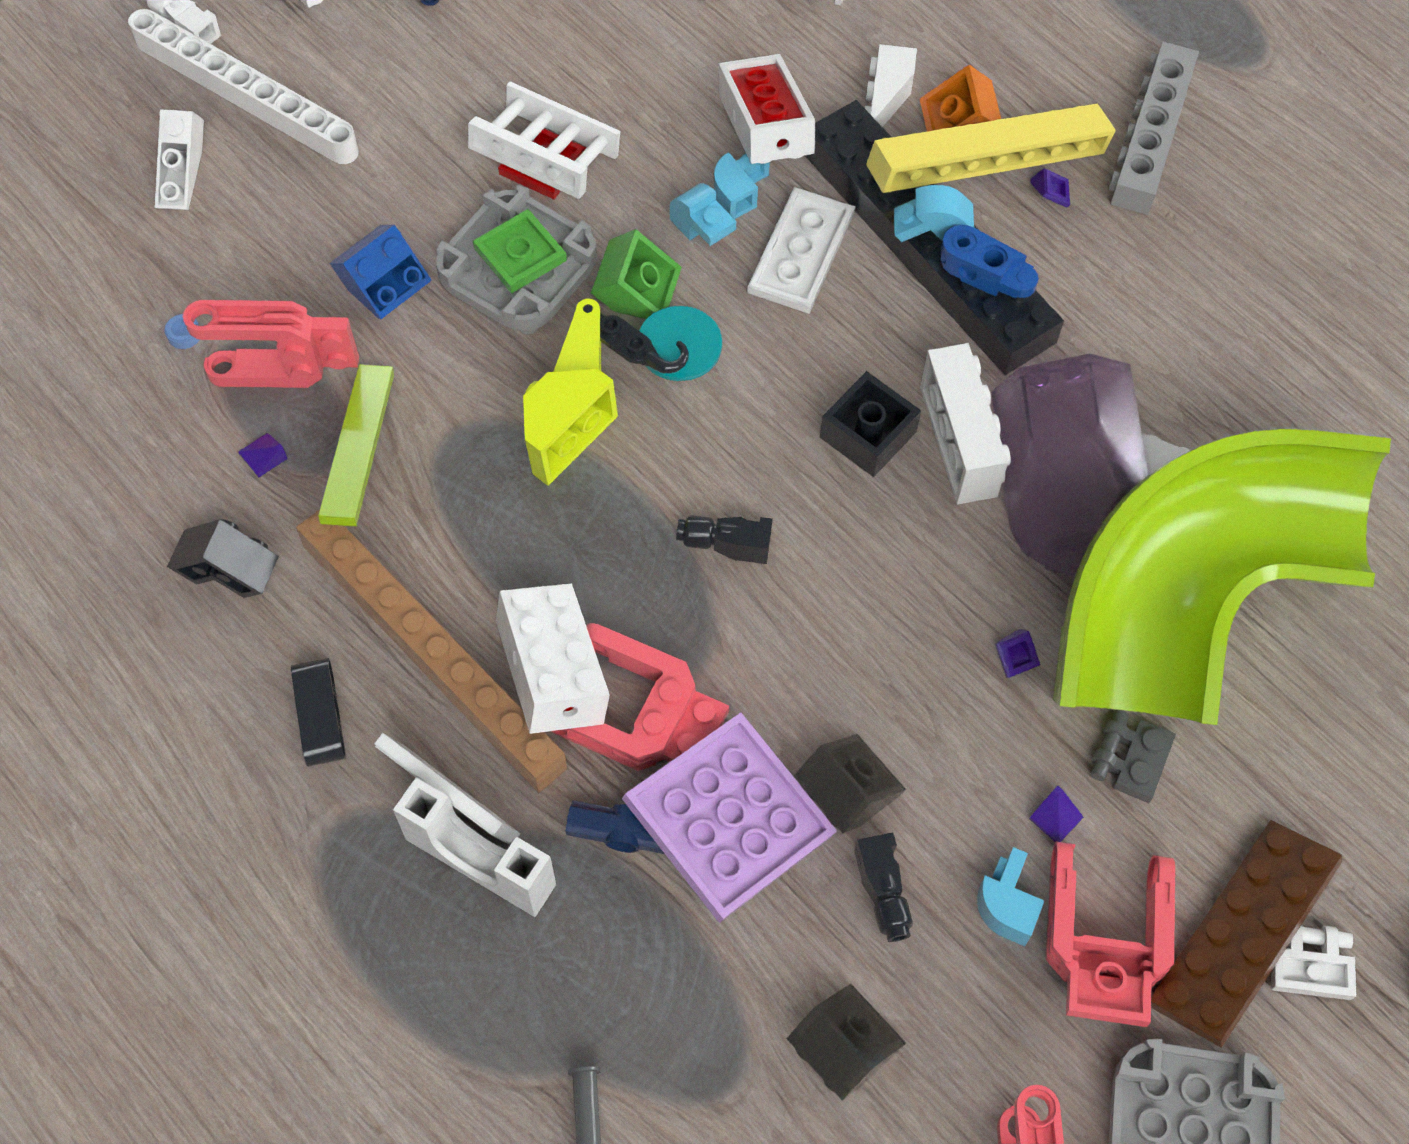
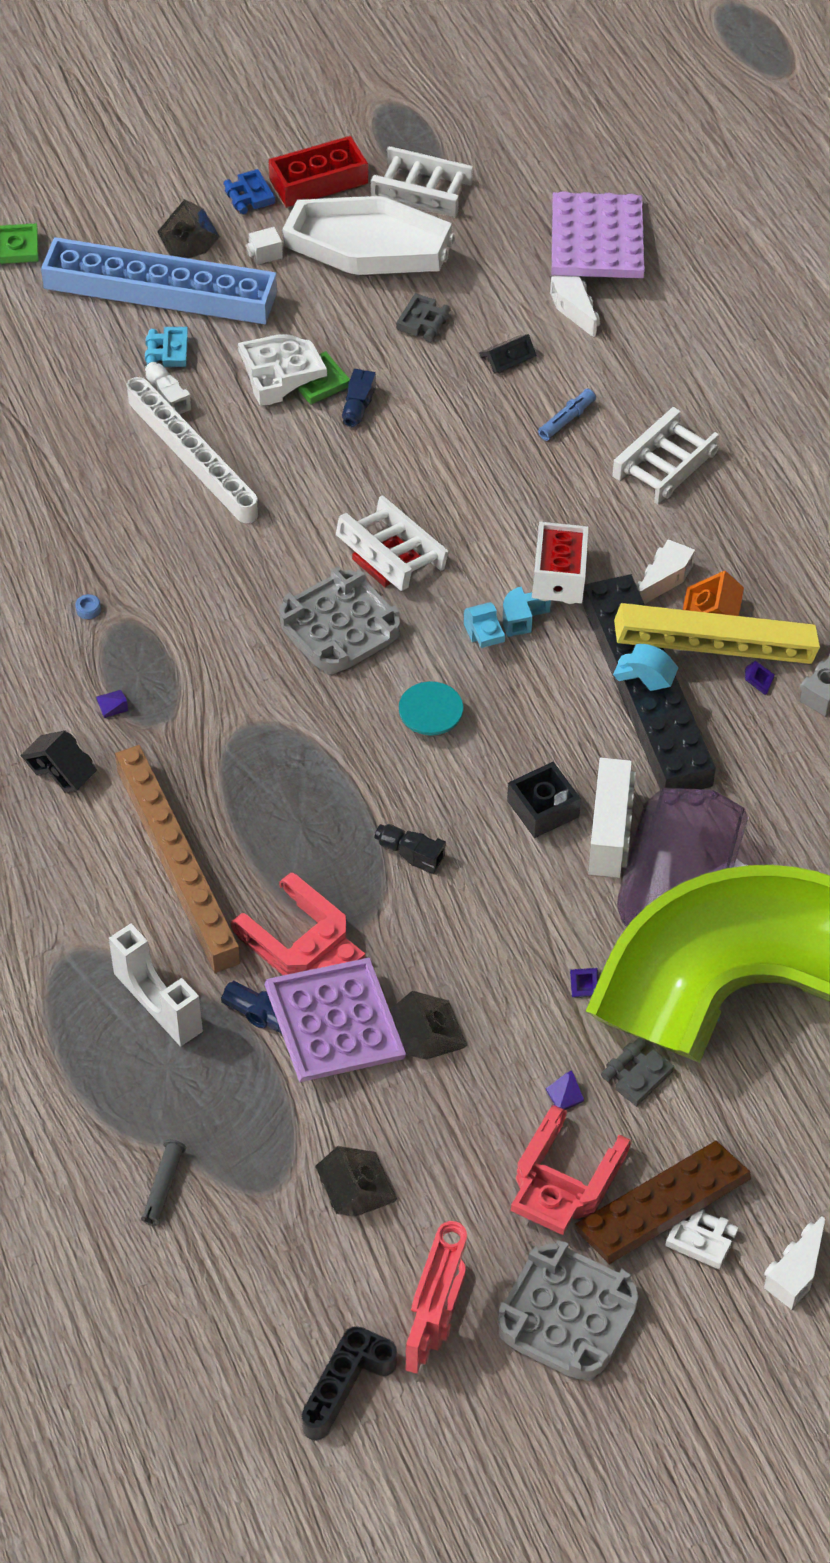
camera: 20 degrees right, 10 degrees down
(177, 158) = (127, 487): white slope -> none
(302, 345) = (164, 632): coral plate -> none
(318, 712) = (86, 876): black beam -> none
(356, 446) = (177, 712): lime tile -> none
(381, 270) = (240, 602): blue slope -> none
(459, 798) = (154, 949): white tile -> none
(519, 250) = (341, 614): bright green plate -> none
(551, 658) = (253, 884): white brick -> none
(577, 399) = (339, 727): neon yellow slope -> none
(635, 276) = (419, 654): bright green slope -> none
(801, 250) = (550, 670): white tile -> none
(883, 883) = (423, 1094): black piece -> none
(987, 263) = (670, 710): blue piece -> none
(1004, 907) = (502, 1136): medium azure brick -> none

